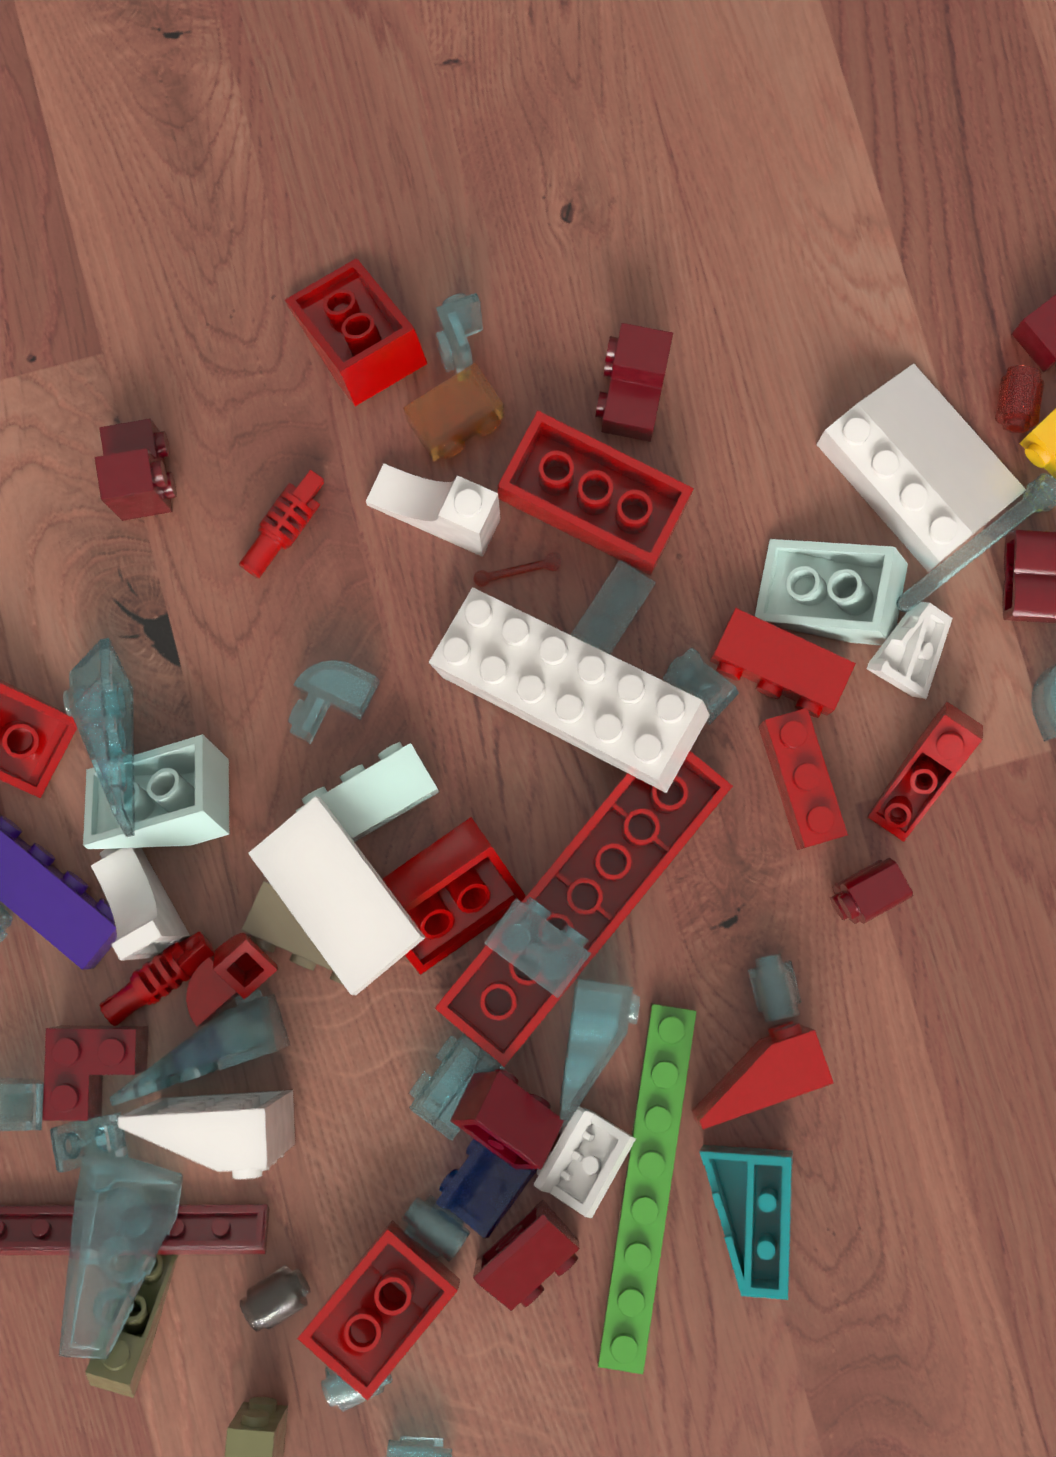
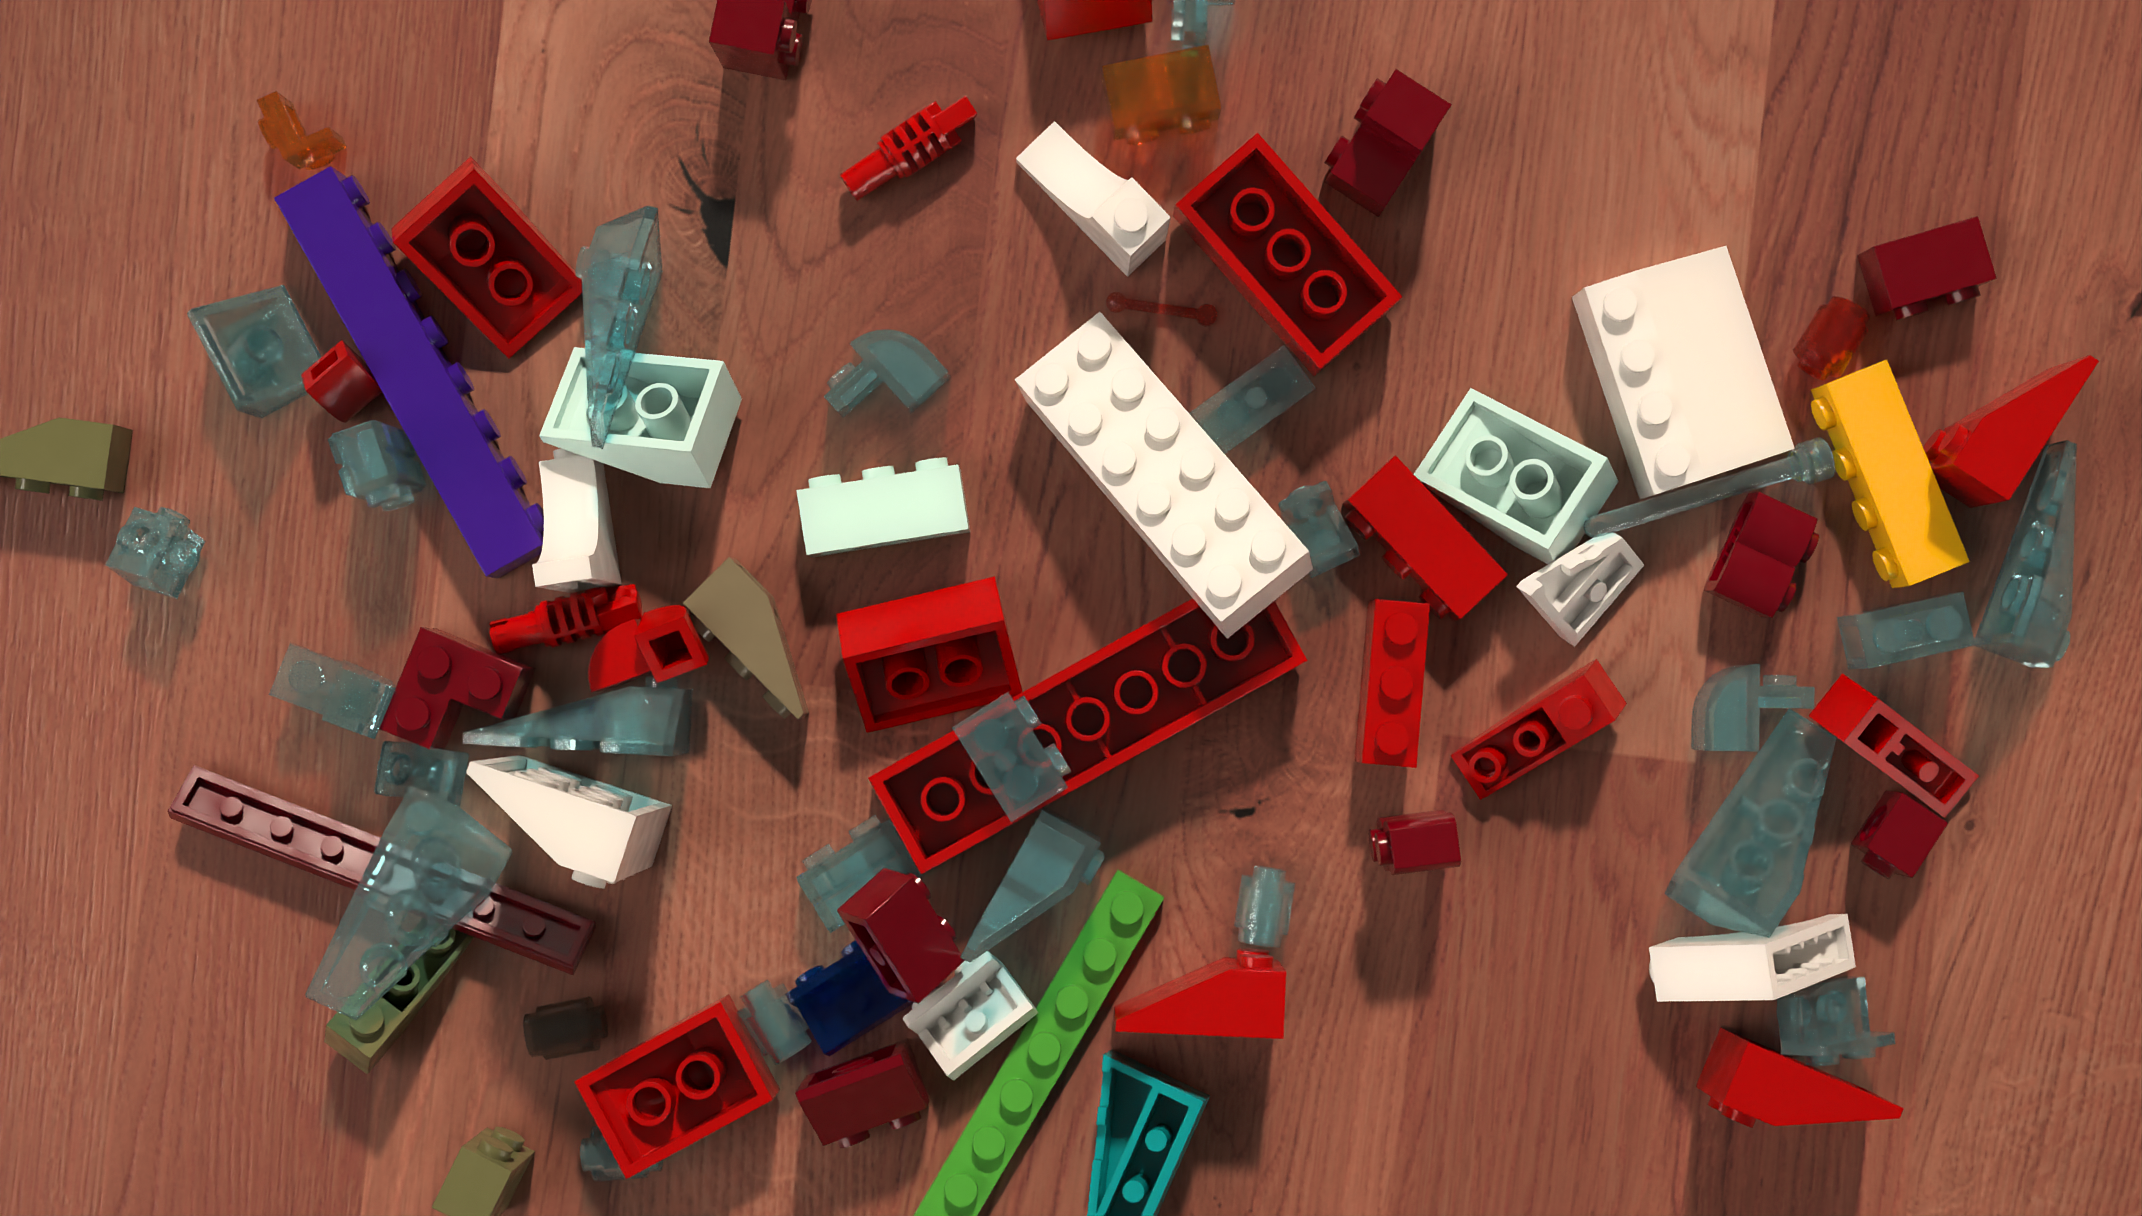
camera: 20 degrees right, 5 degrees up
(336, 895) = (805, 606): white tile -> none

